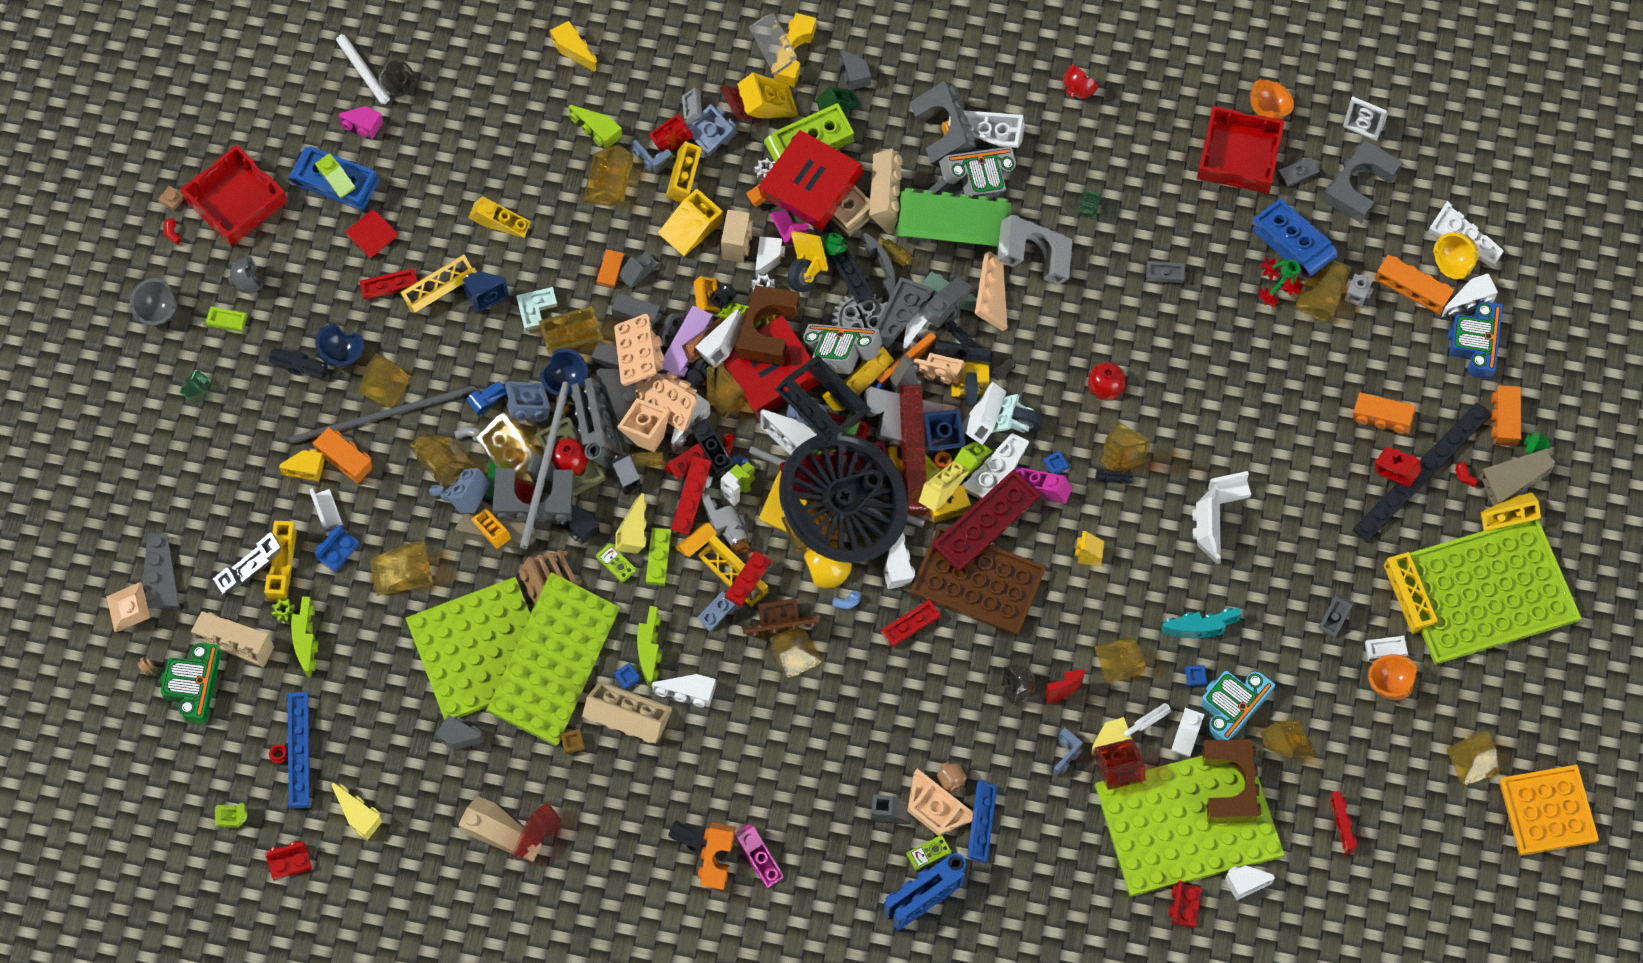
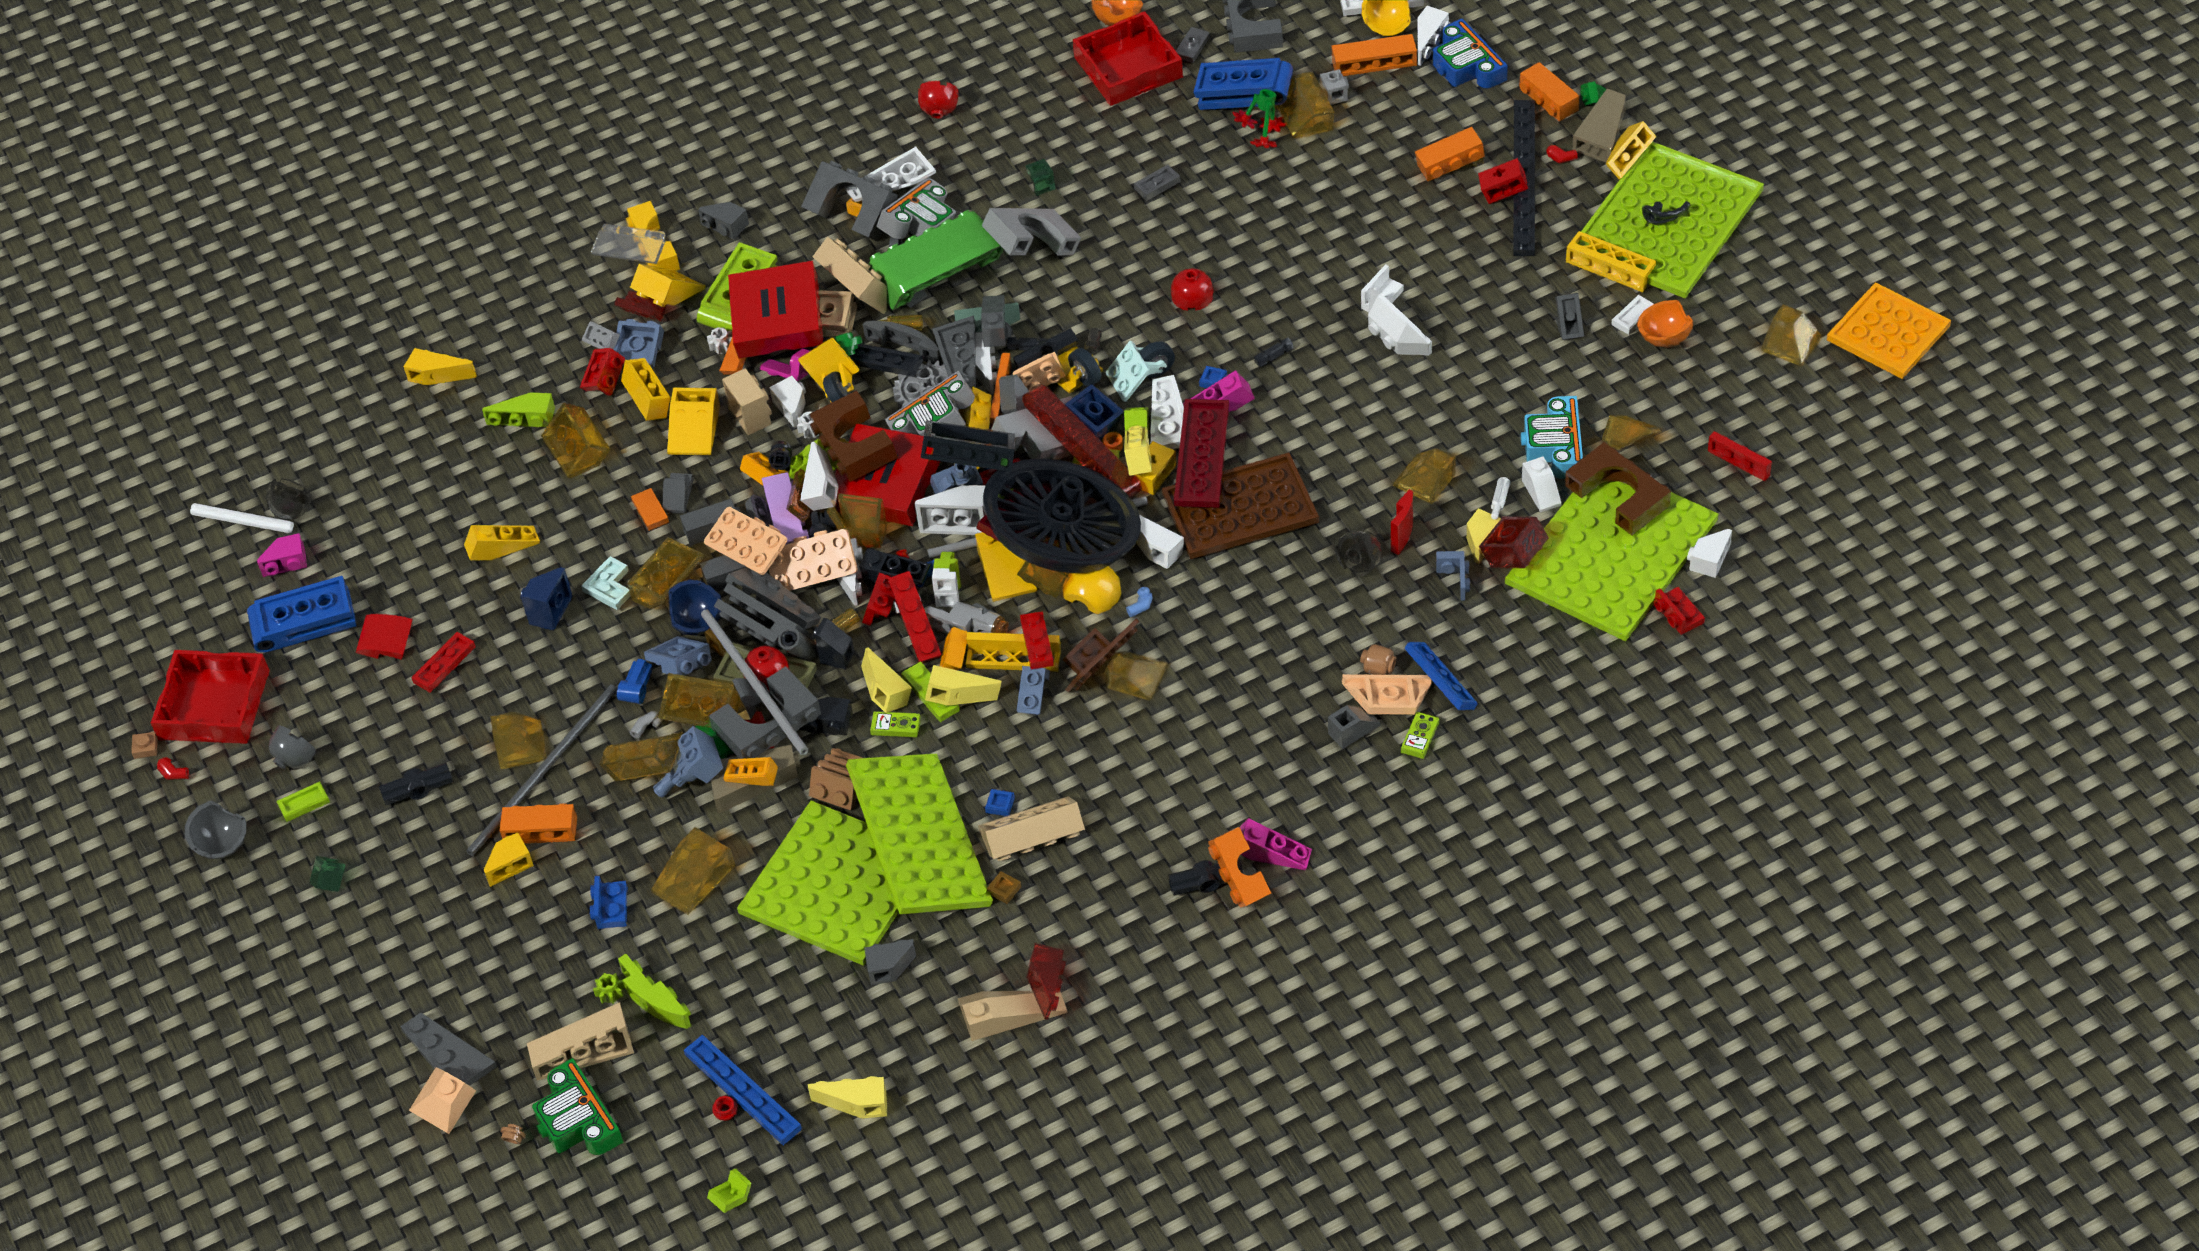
camera: 35 degrees left, 15 degrees down
(249, 566) = (536, 973): slope -> none
(280, 573) = (553, 935): yellow arch -> none
(288, 860) = (826, 1187): red bracket -> none
(326, 509) = (565, 880): white panel -> none
(334, 175) = (305, 602): lime slope -> none
(338, 347) = (446, 742): dark blue cylinder -> none
(439, 291) = (502, 628): yellow fence -> none
(645, 424) = (814, 592): light nougat slope -> none
(647, 648) = (998, 766): lime slope -> none
(660, 162) = (602, 404): sand blue bracket -> none
(669, 570) = (958, 687): none -> light yellow slope
(689, 688) = (1069, 767): white slope -> none
(832, 95) = (725, 247): dark green slope -> none
(910, 623) = (1216, 578): red plate -> none
(925, 891) = (1456, 739): blue hinge -> none
(985, 413) = (1116, 378): white slope -> none
(991, 292) = (1023, 293): light nougat wing -> none
(1089, 549) = (1313, 413): yellow slope -> none
(1124, 449) = (1266, 315): clear yellow slope -> none
(1194, 626) = (1464, 406): teal slope -> none
(1195, 676) = (1501, 443): blue tile -> none
(1474, 581) = (1653, 214): none -> black piece

